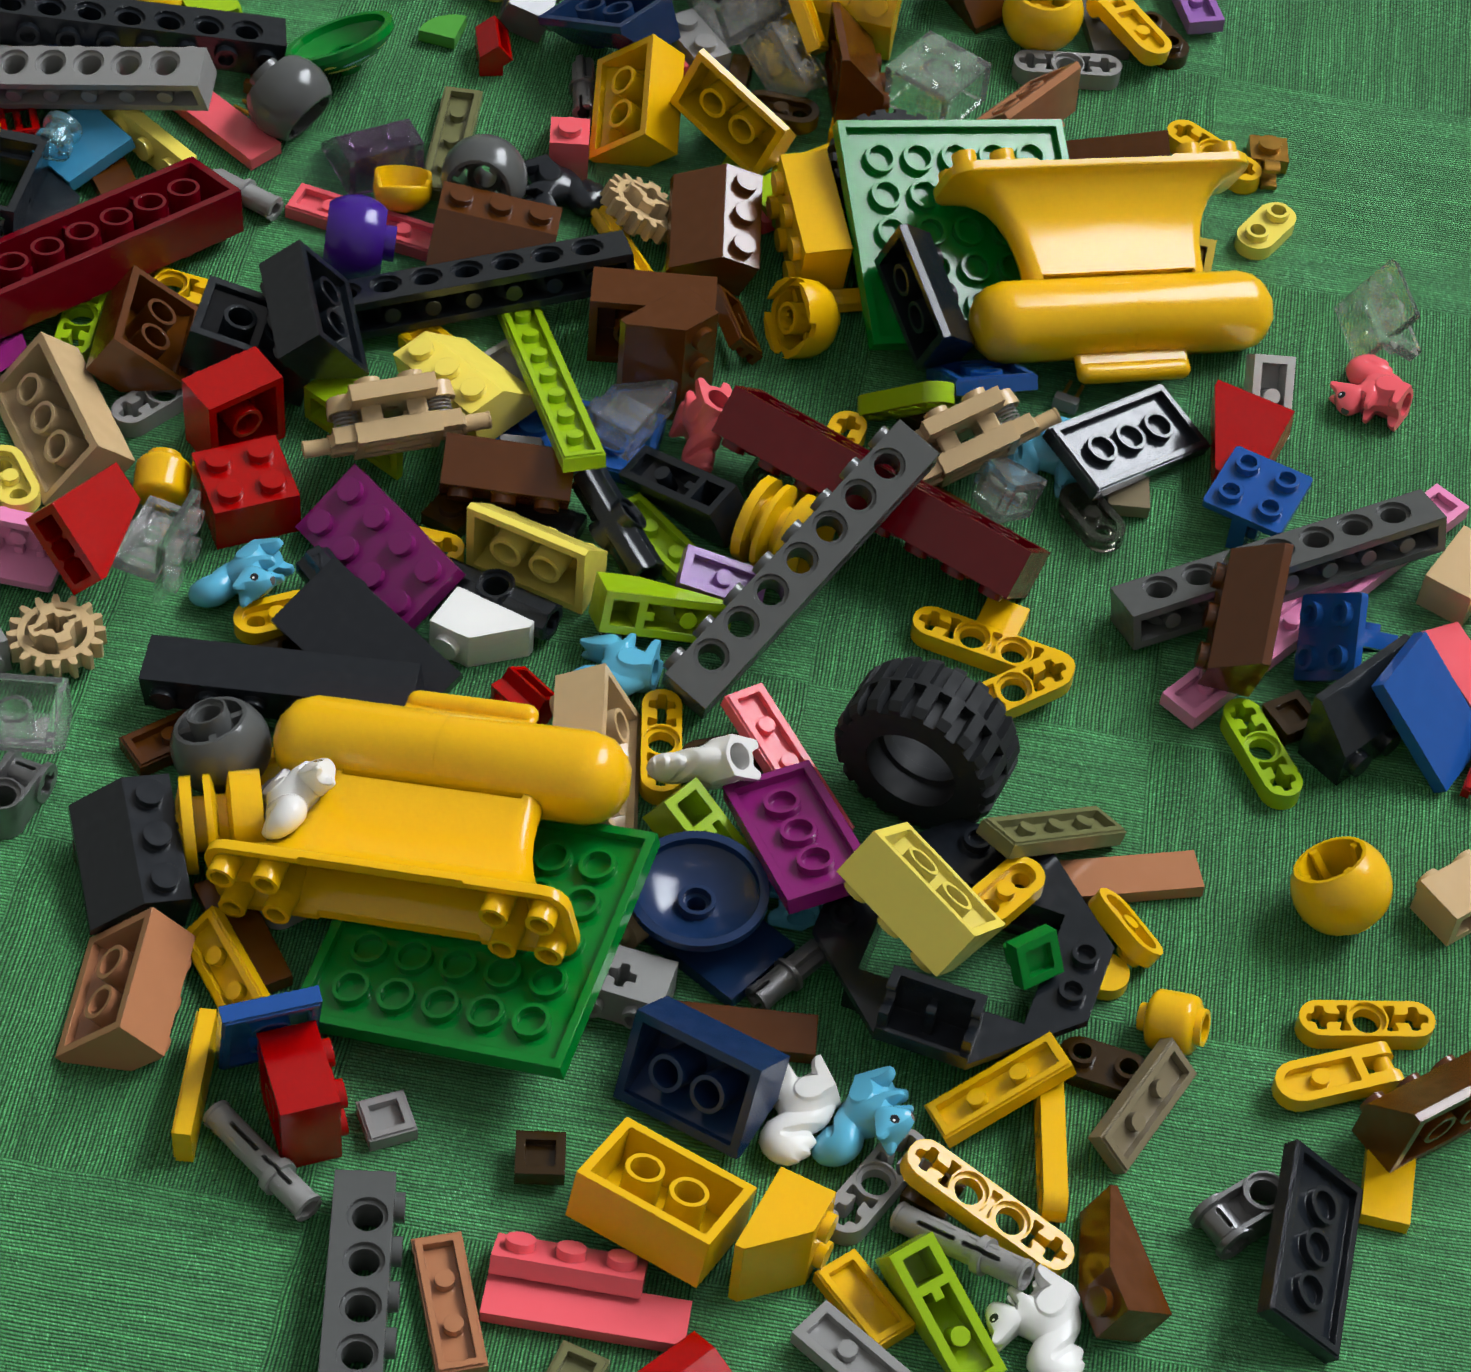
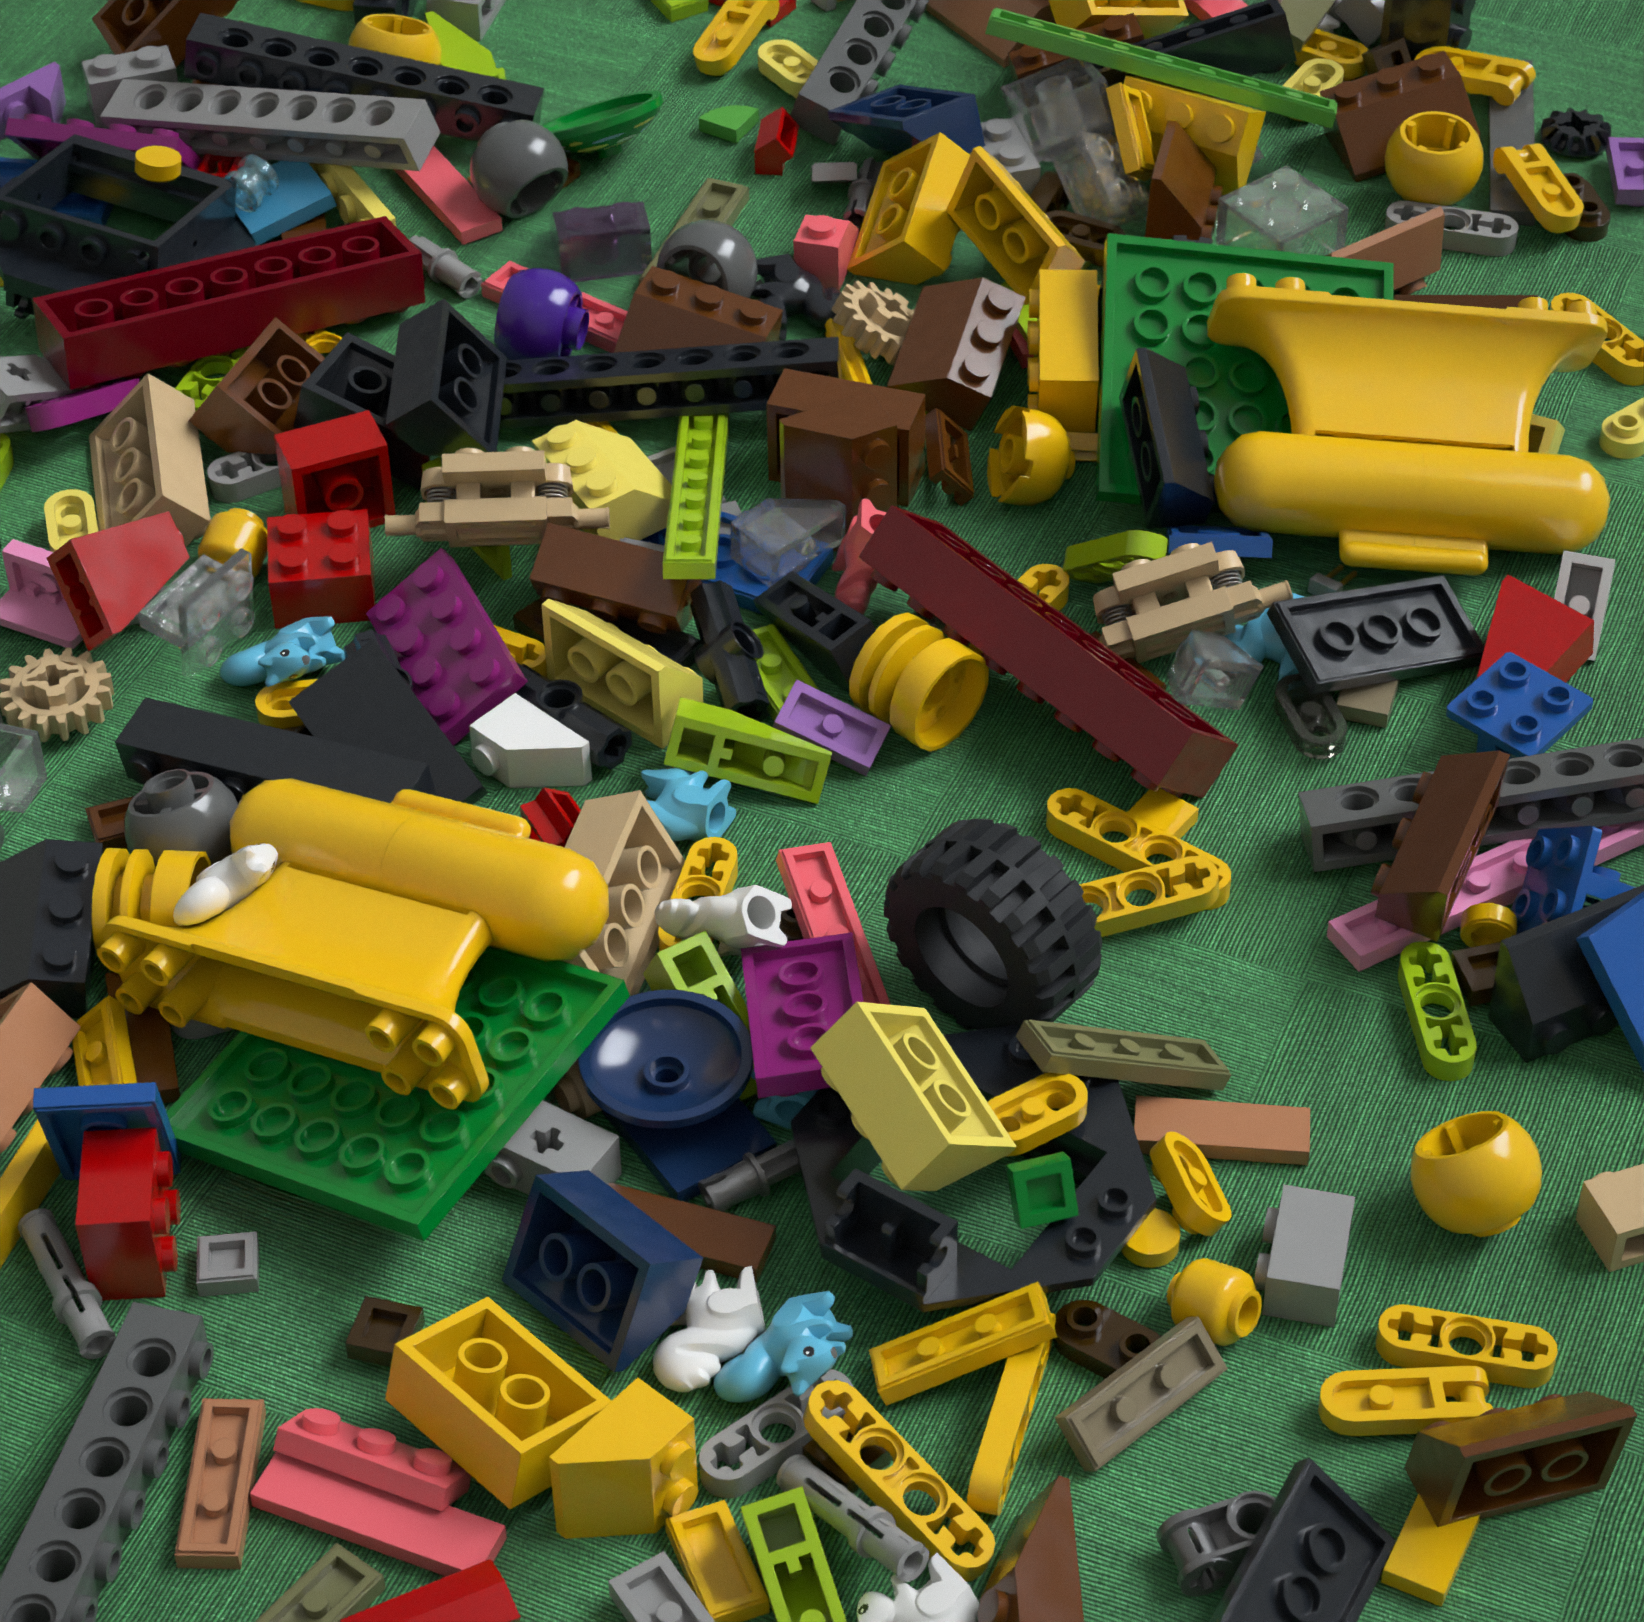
camera: 20 degrees right, 5 degrees down
(402, 187) = (613, 274): yellow hair -> none
(551, 71) = (833, 172): none -> light grey tile
(704, 688) = (943, 711): dark grey brick -> none
(1230, 971) = (1306, 1255): none -> light grey brick
(1282, 679) = (1487, 924): none -> yellow tile

